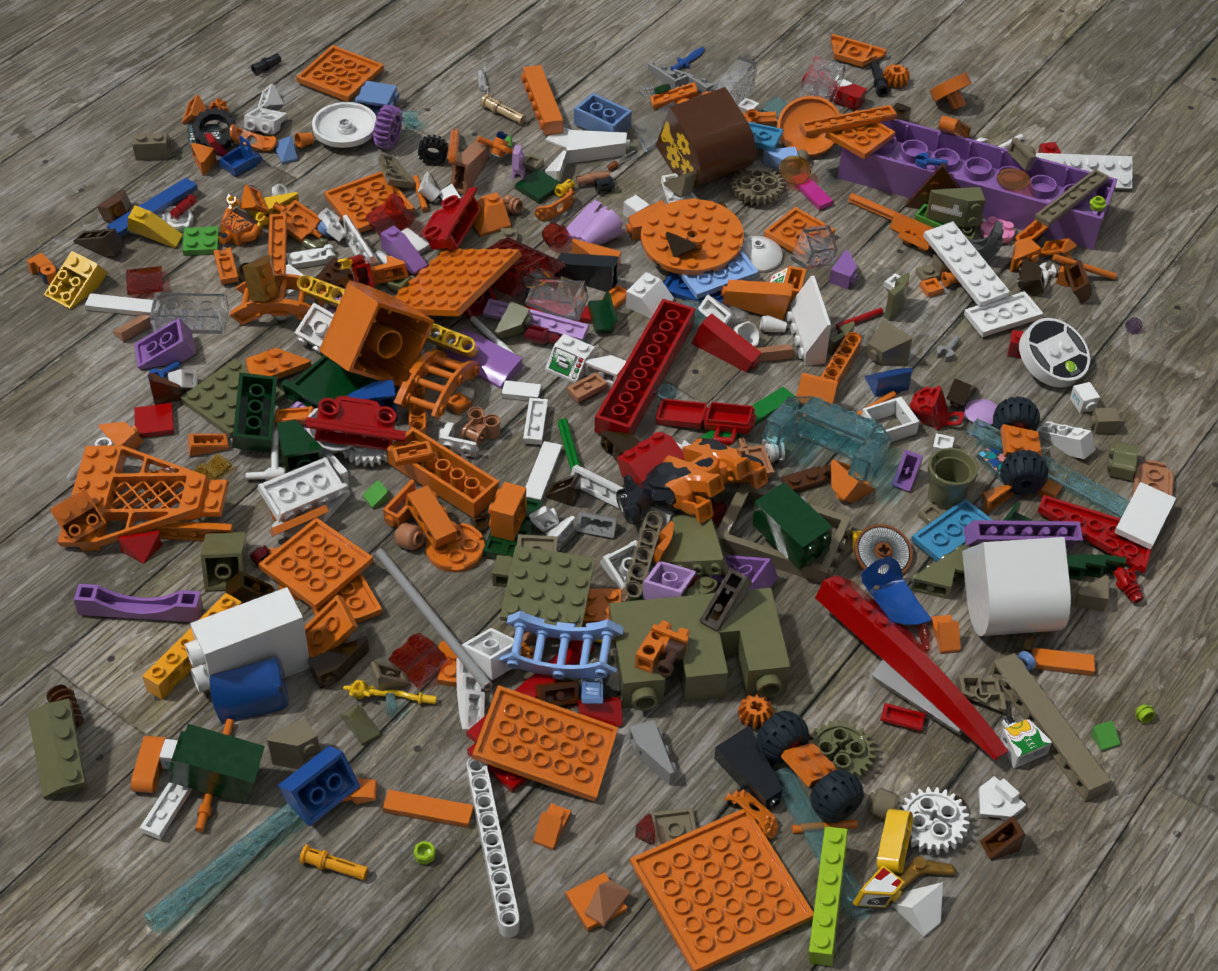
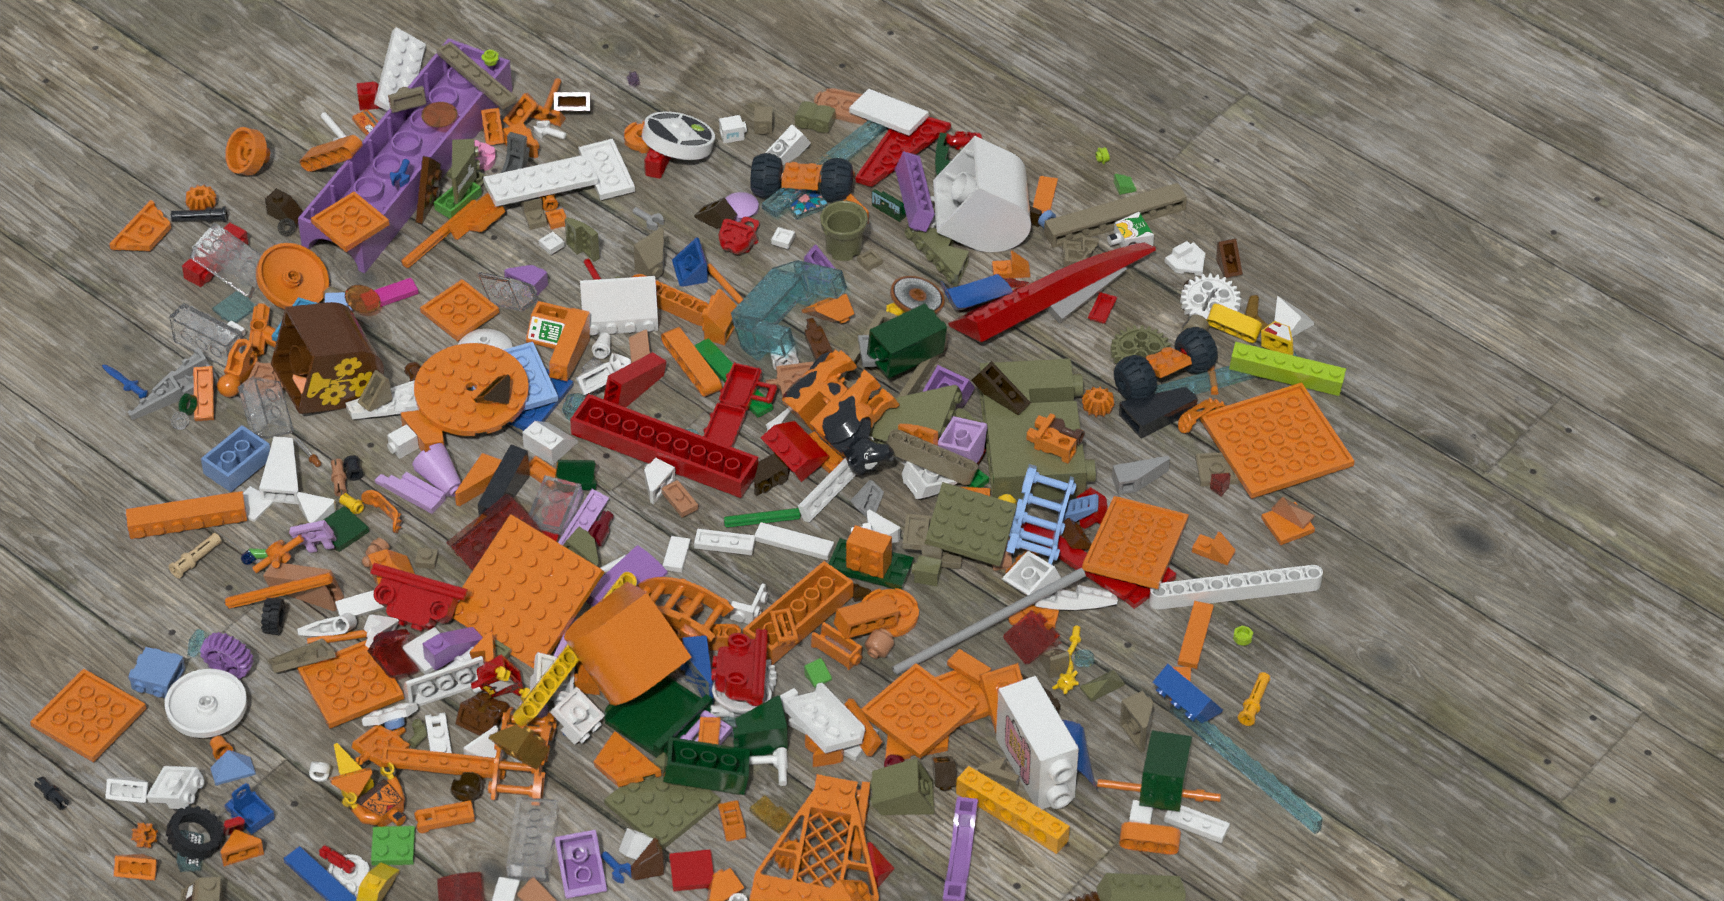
camera: 85 degrees left, 0 degrees up
(262, 143) = (218, 787): orange piece -> none
(373, 603) = (967, 666): none -> orange tile
(420, 211) = (377, 624): none -> white slope
(481, 426) = (731, 584): nougat piece -> none
(482, 81) = (123, 577): white piece -> none
(555, 235) = (441, 511): clear red hair -> none
(566, 490) = (824, 519): dark brown slope -> none
(569, 358) = (638, 508): white slope -> none
(757, 186) = (385, 333): dark tan gear -> none
(762, 384) = (691, 361): none -> orange beam
(848, 120) = (332, 225): orange tile -> none
(902, 412) = (737, 261): white window -> none
(947, 530) = (894, 246): dark azure plate -> none
(1031, 278) = (559, 138): dark brown slope -> none

